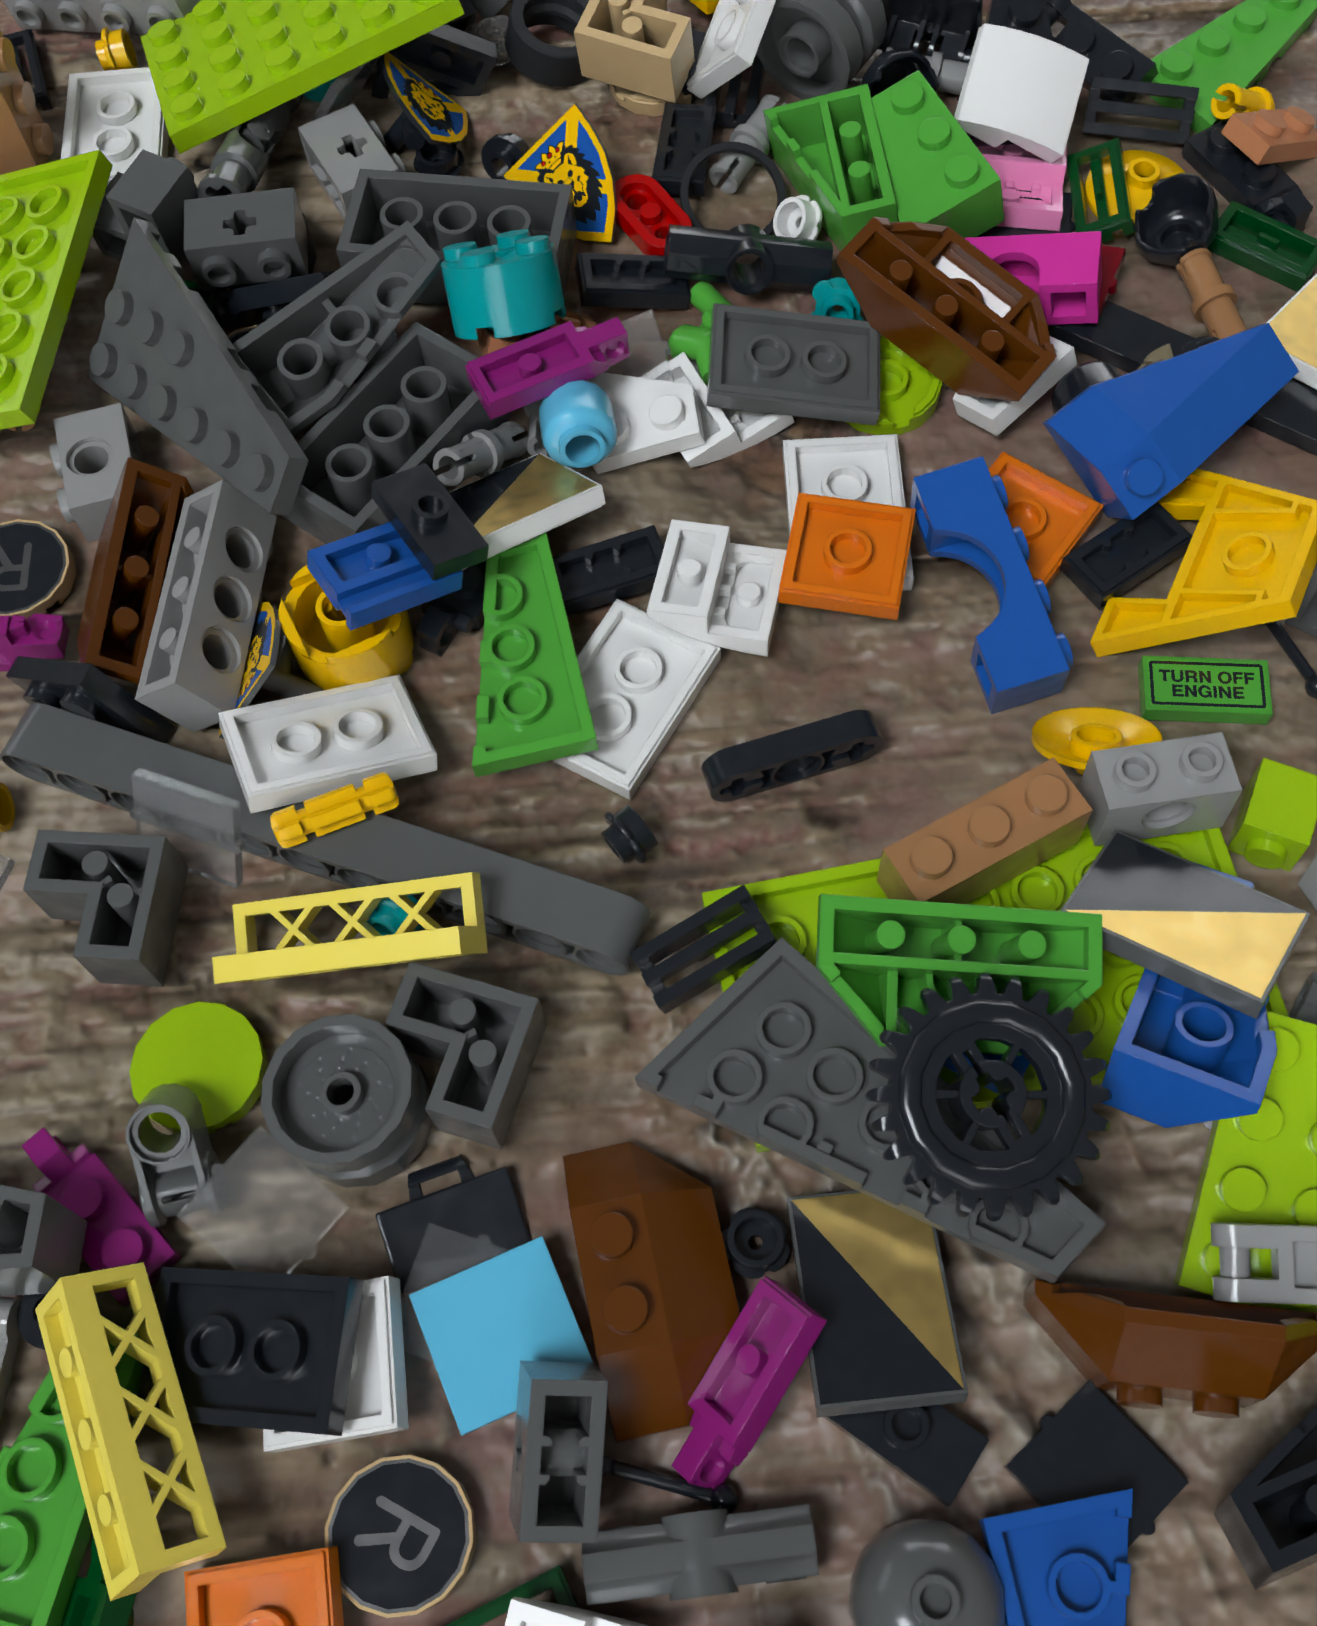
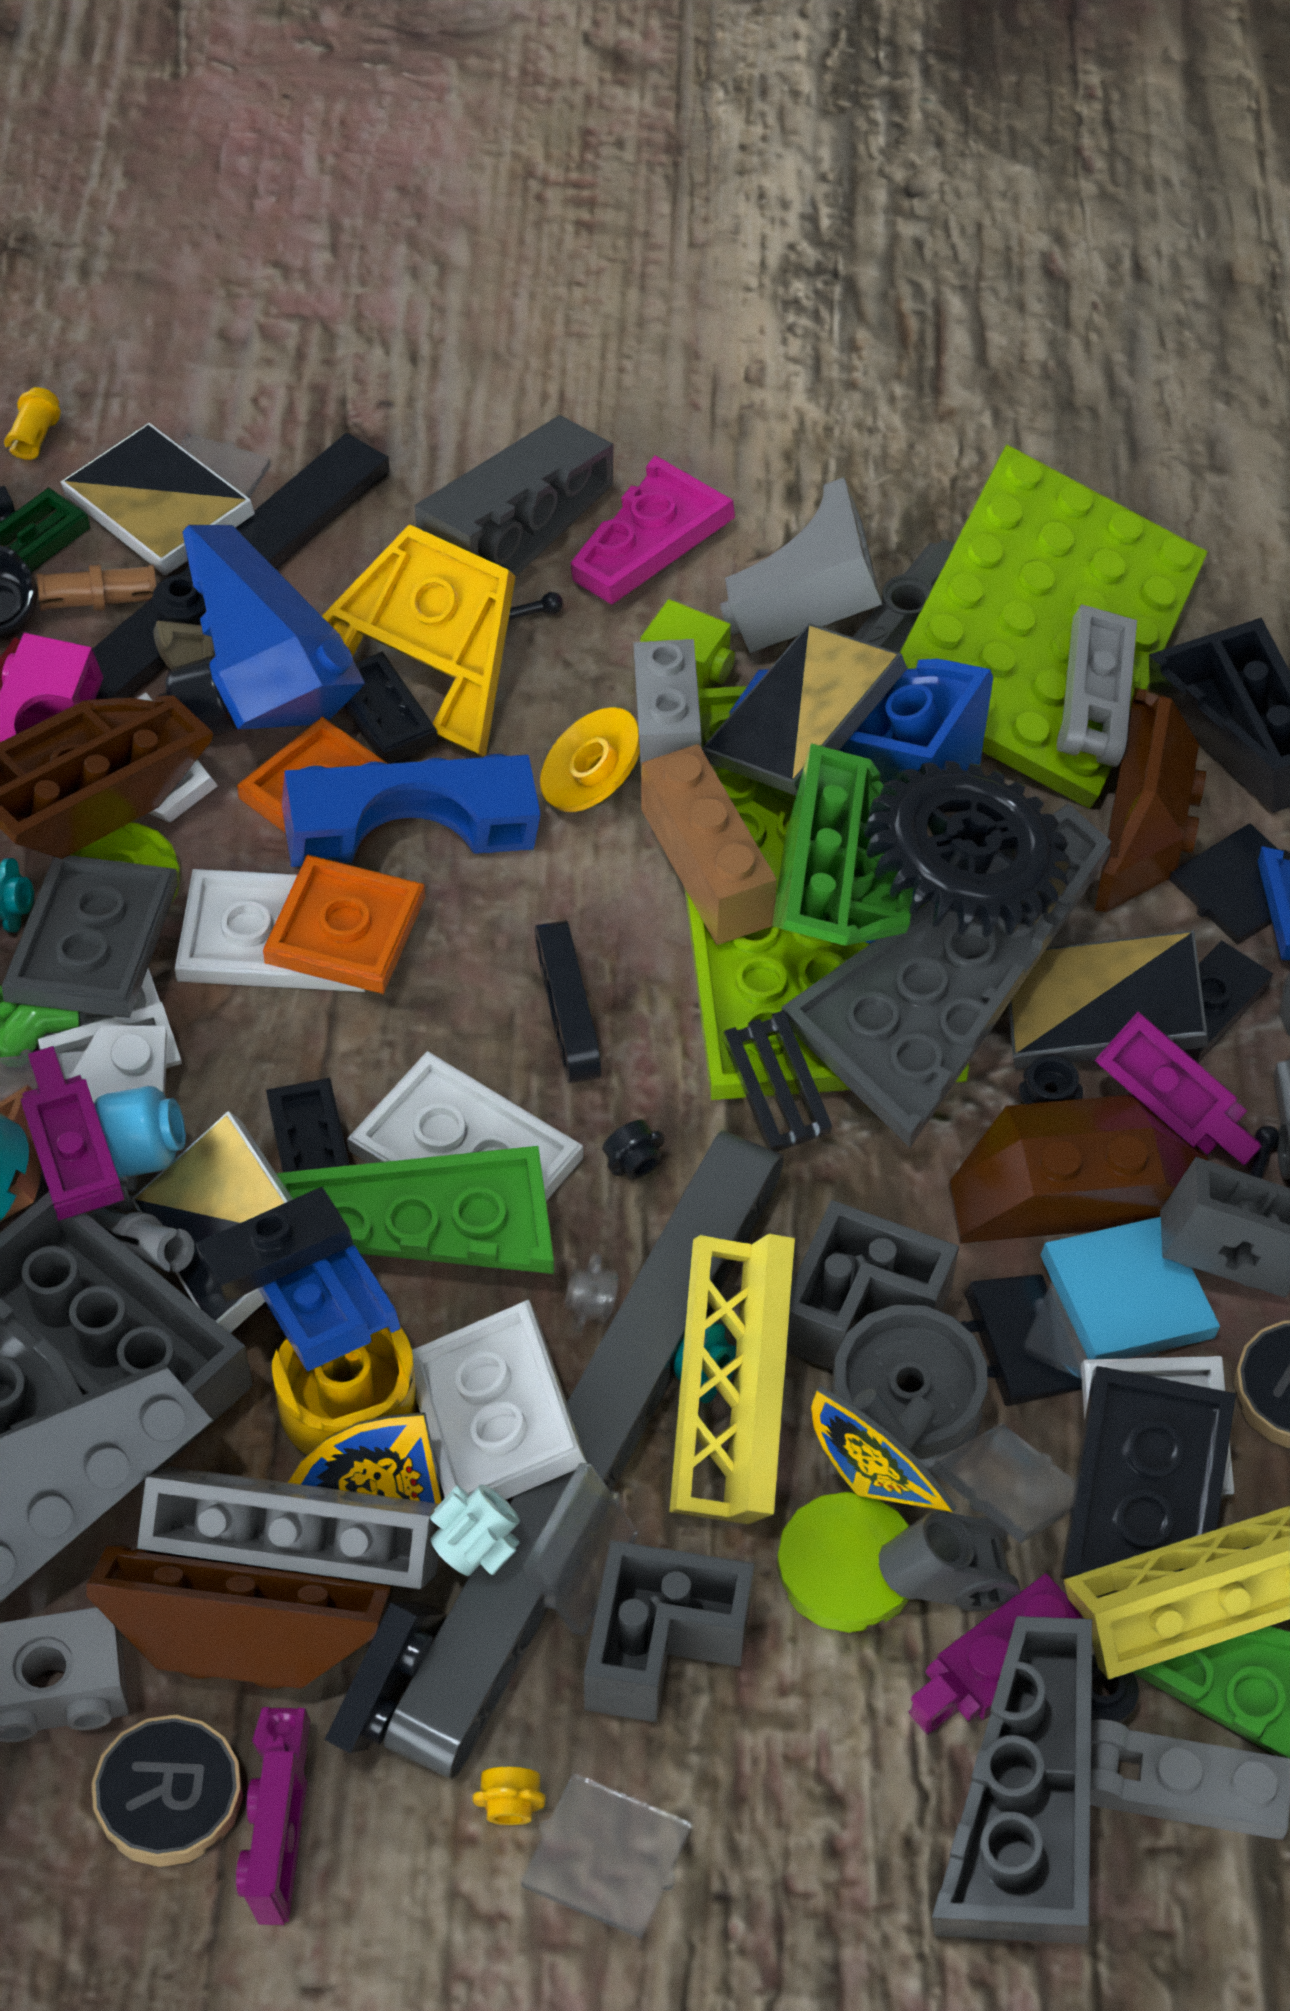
camera: 90 degrees left, 10 degrees down
(175, 726) = (474, 1530): none -> light aqua gear
(233, 1054) = (875, 1447): none -> shield
(334, 810) = (593, 1384): yellow axle -> none
(463, 813) = (591, 1293): none -> clear plate
(717, 588) = (359, 1037): white slope -> none
(1204, 690) = (541, 682): bright green tile -> none

